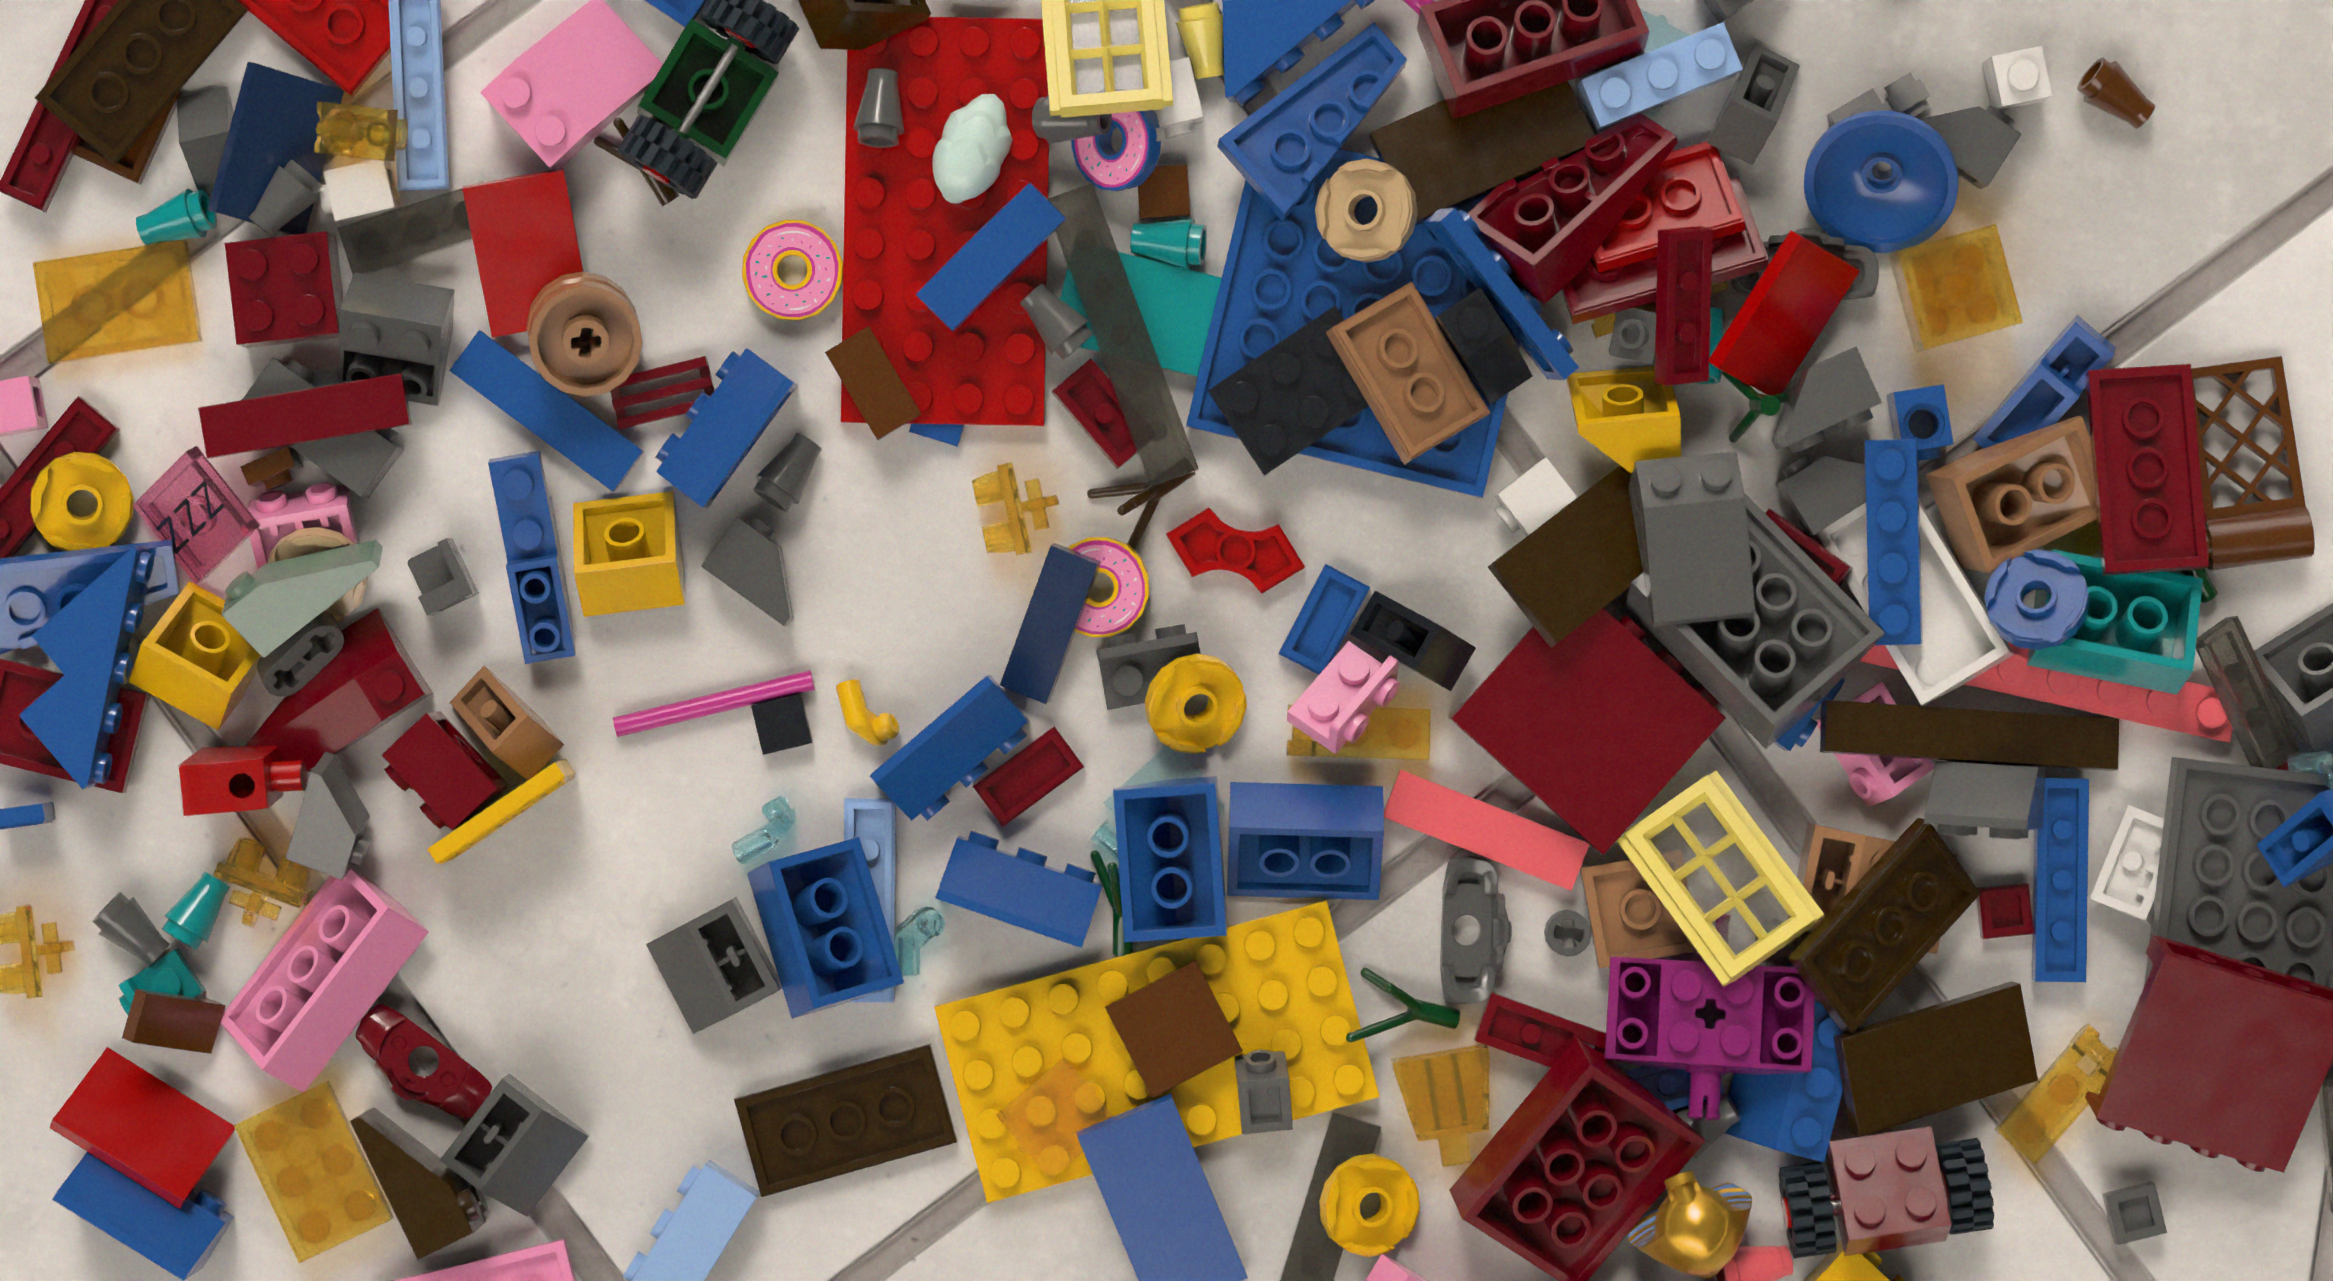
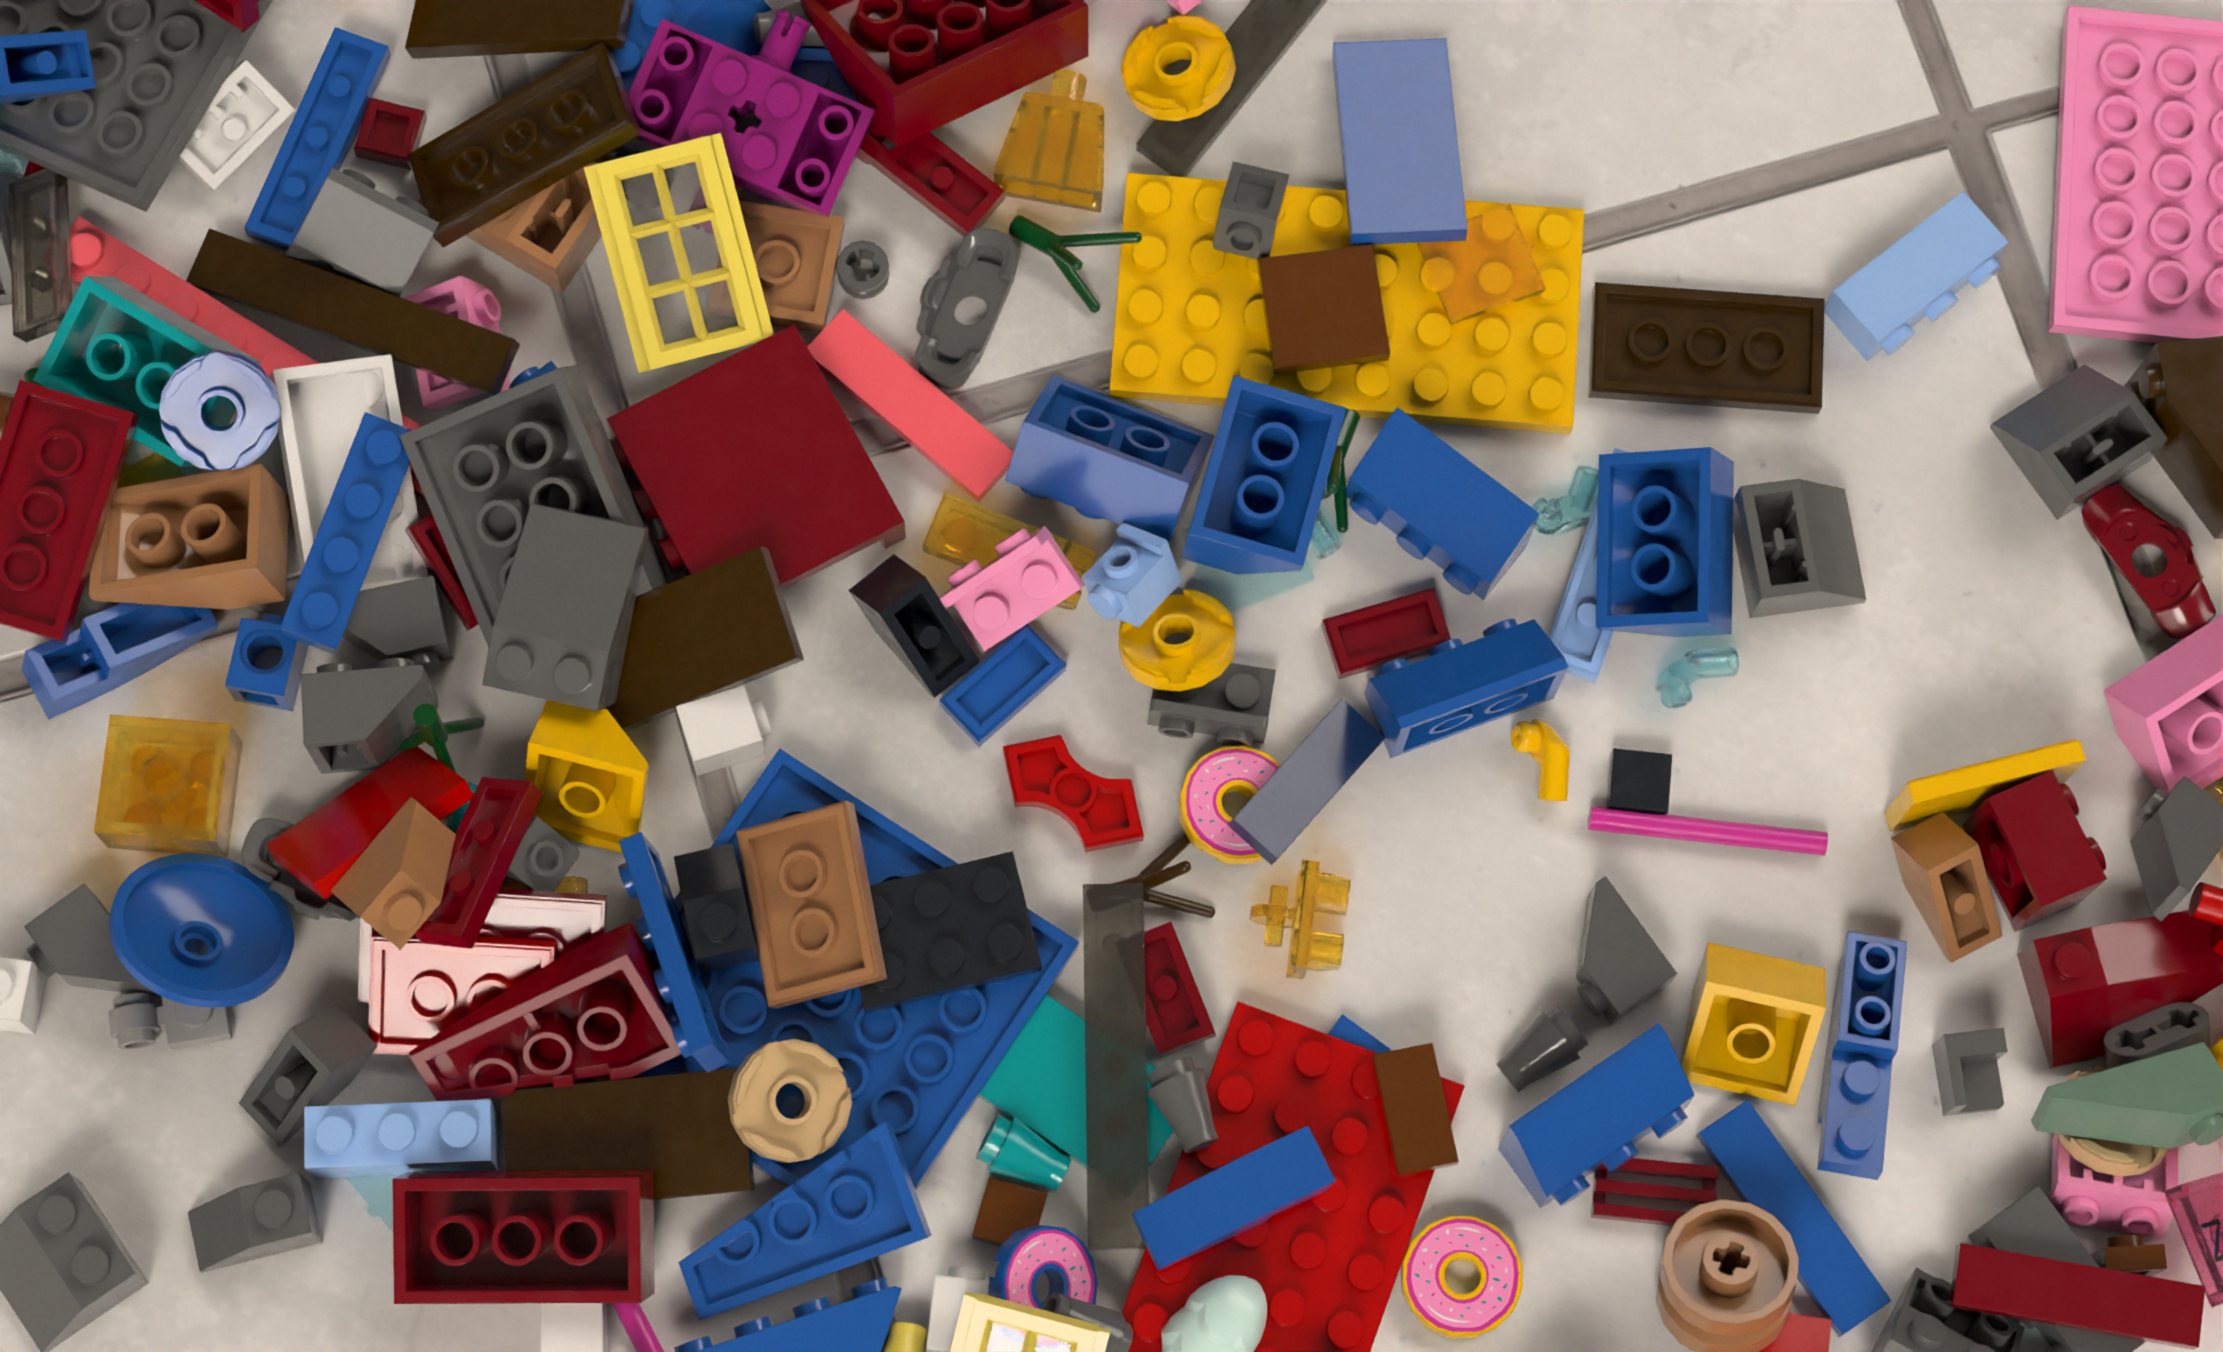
camera: 160 degrees left, 15 degrees down
(1250, 740) = (1132, 576): none -> light blue brick
(1738, 268) = (400, 874): none -> medium nougat slope

